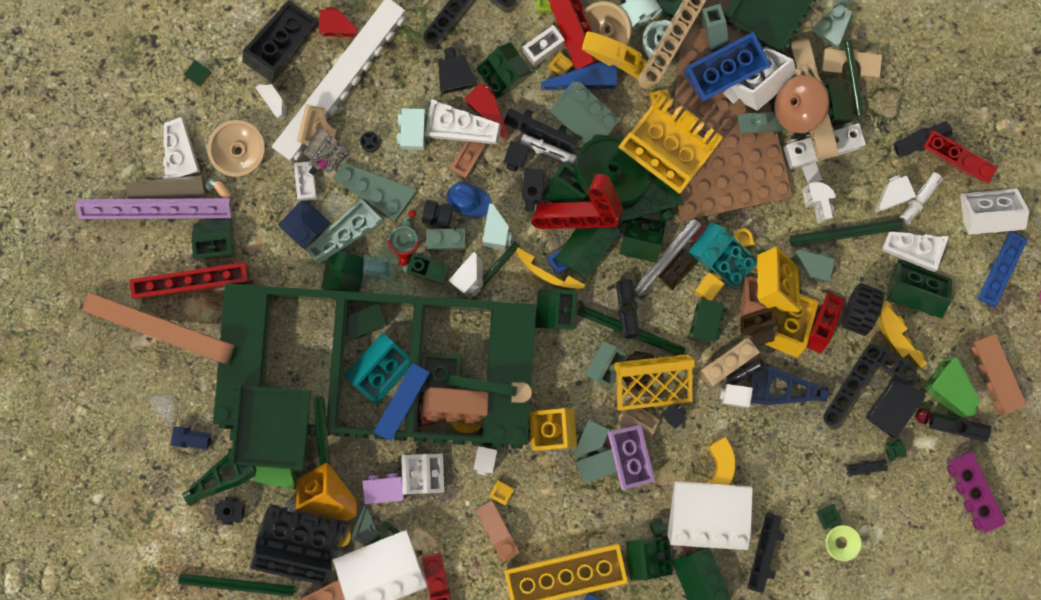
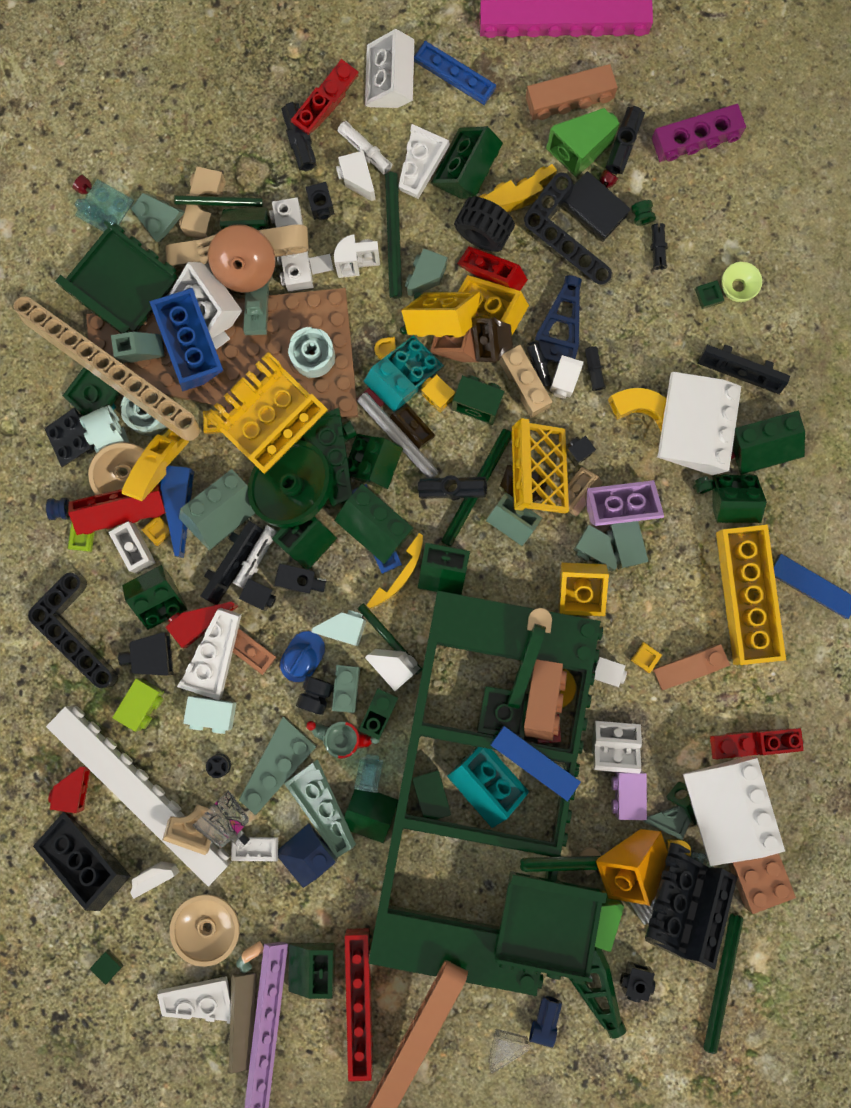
camera: 80 degrees left, 0 degrees up
(413, 70) = (138, 705): none -> lime brick
(600, 213) = (339, 501): red beam -> none
(725, 164) = (317, 341): none -> light aqua brick
(749, 422) = (595, 368): none -> black axle
(874, 165) = (316, 193): none -> black brick

